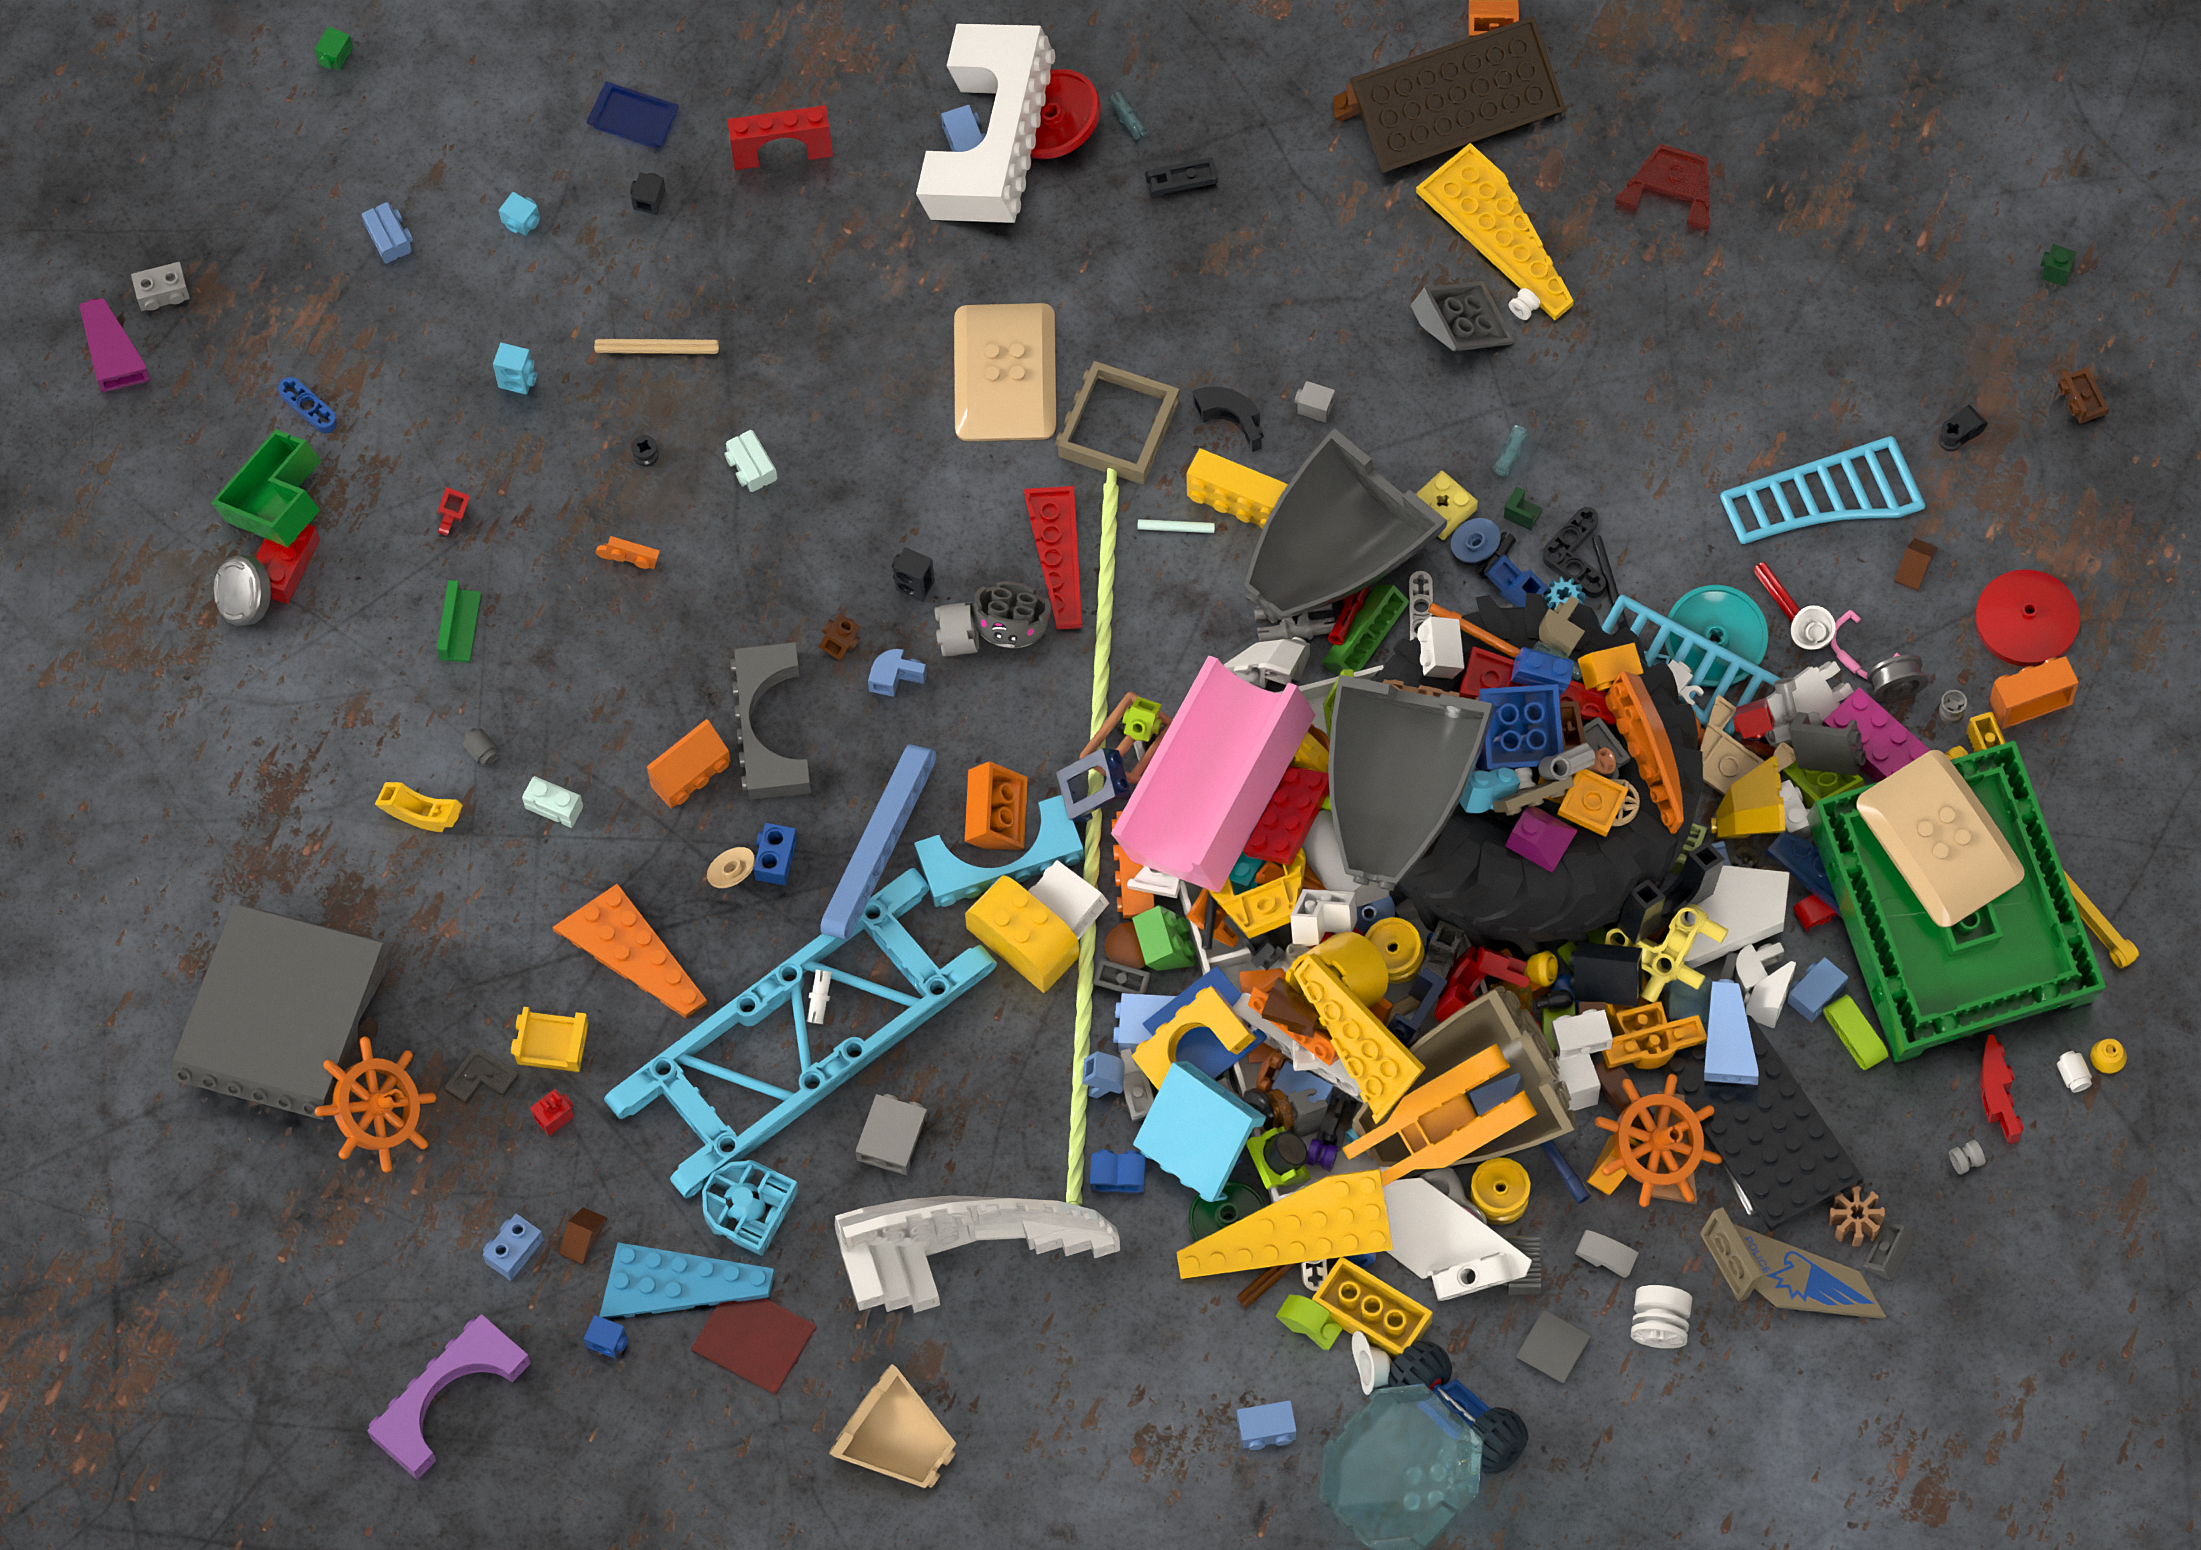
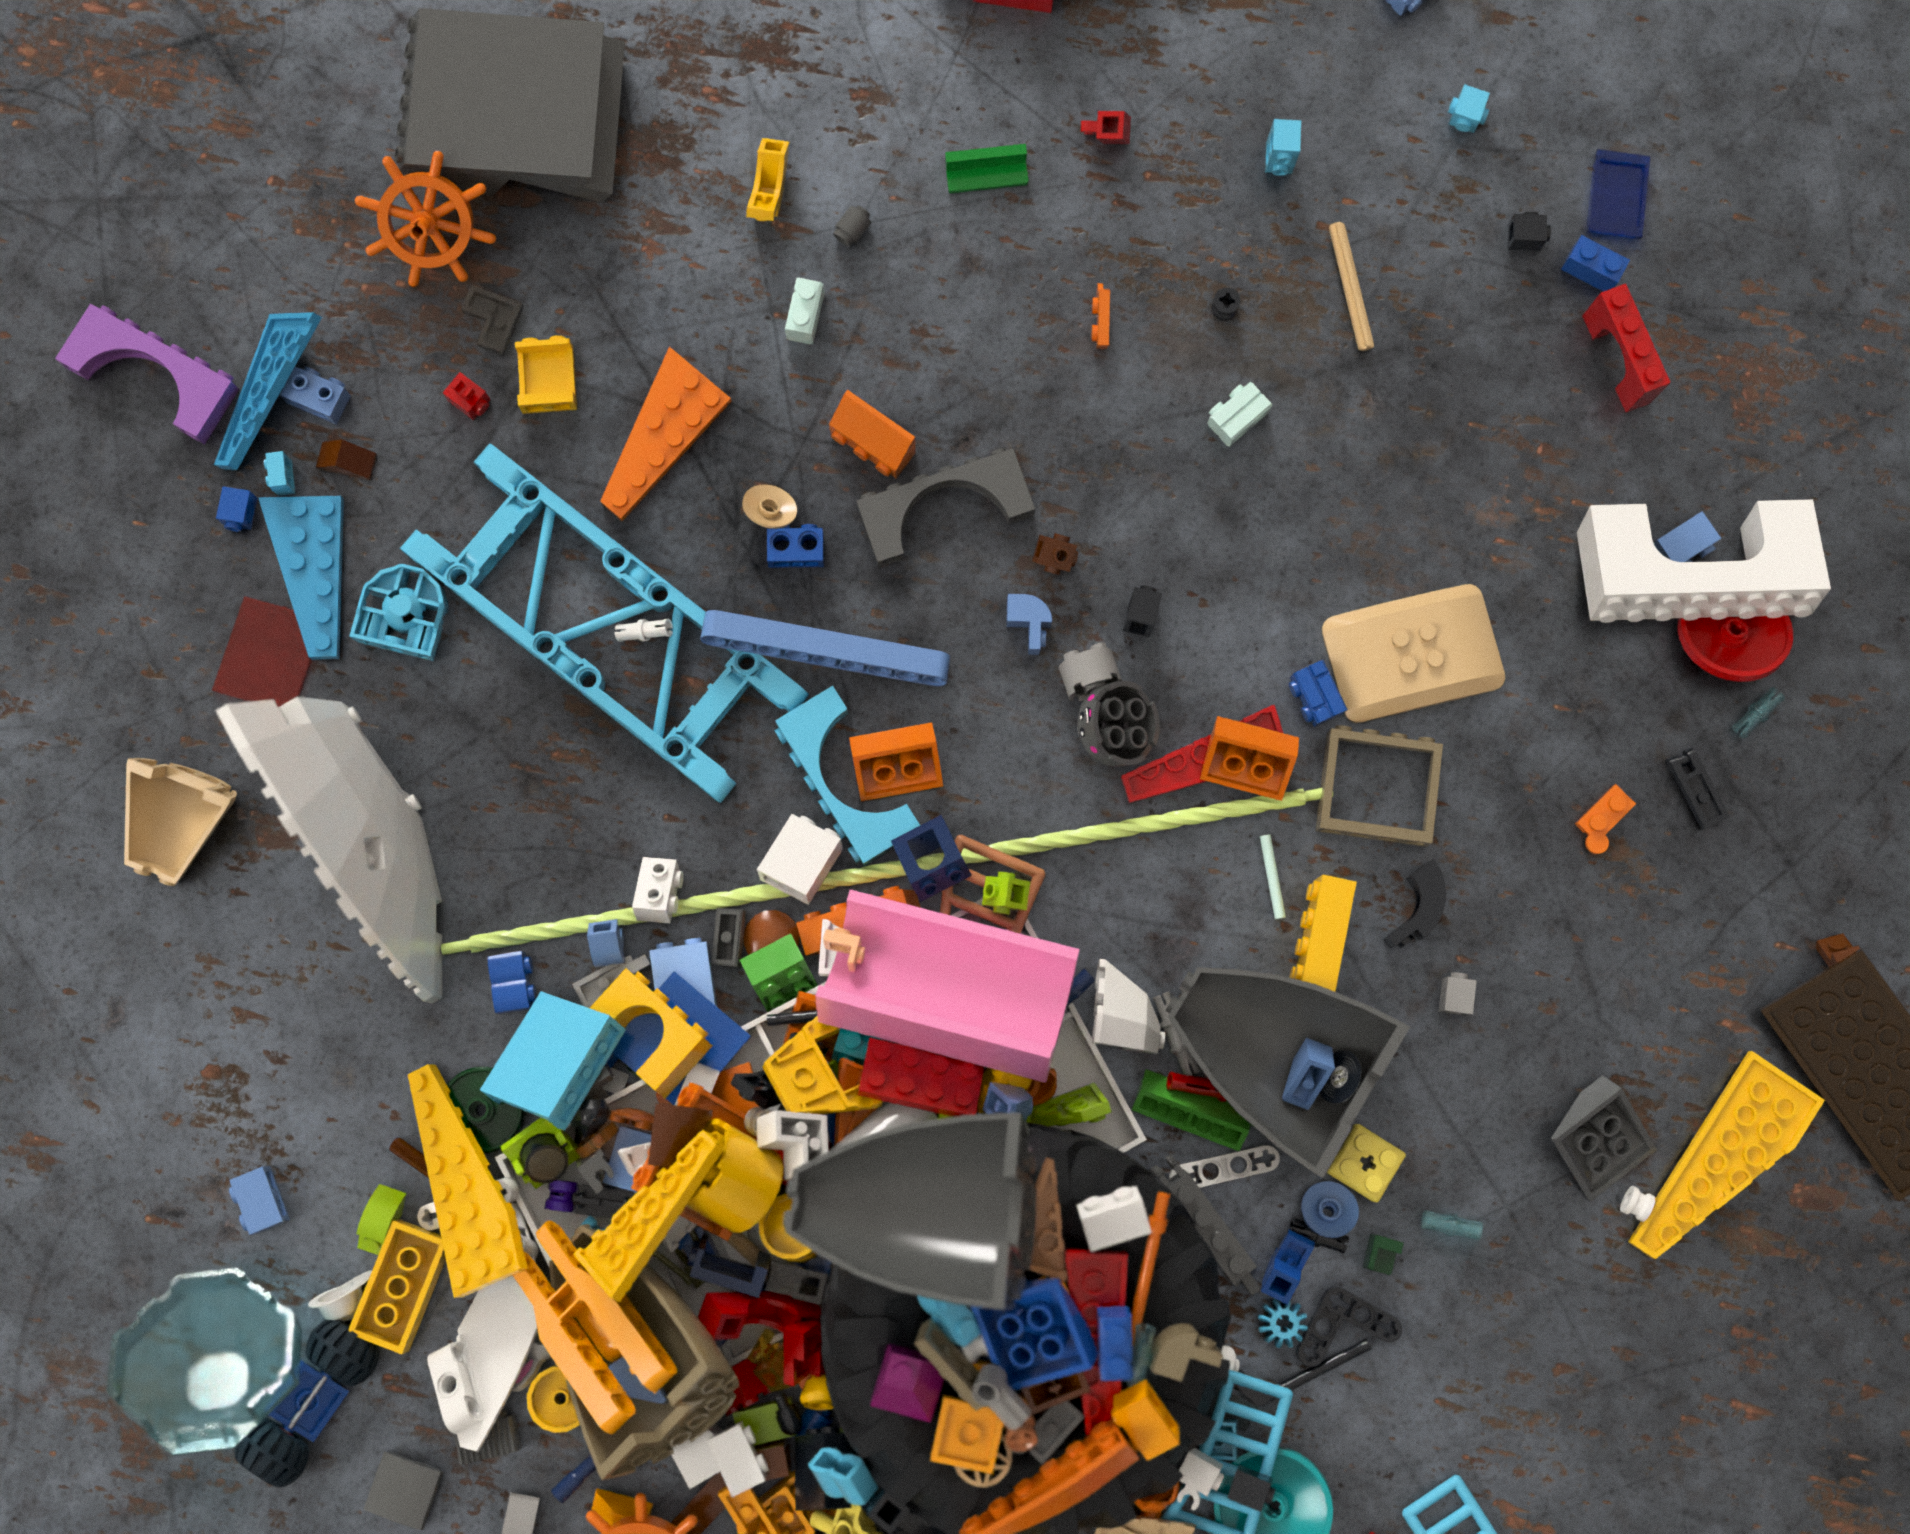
camera: 70 degrees right, 15 degrees up
(476, 1276) = (271, 366): none -> dark azure wing
(582, 1290) = (280, 473): none -> medium azure piece
(694, 146) = (1595, 264): none -> blue brick
(891, 1133) = (508, 739): light grey panel -> none
(1023, 453) = (1317, 694): none -> blue brick
(1023, 932) = (751, 820): yellow brick -> none
(1064, 1026) = (657, 890): none -> white brick
(1068, 514) = (1250, 758): none -> orange slope
(1155, 851) = (842, 941): none -> light nougat bracket
(1188, 255) = (1603, 818): none -> orange hinge
(1320, 749) = (1007, 1099): none -> medium blue slope
(1355, 528) = (1308, 1073): none -> medium blue slope
(1363, 505) = (1343, 1079): none -> black sticker
(1611, 933) = (843, 1476): none -> medium azure brick
(1675, 175) = (1848, 1343): clear red wing -> none
(1694, 641) = (1251, 1488): none -> black brick

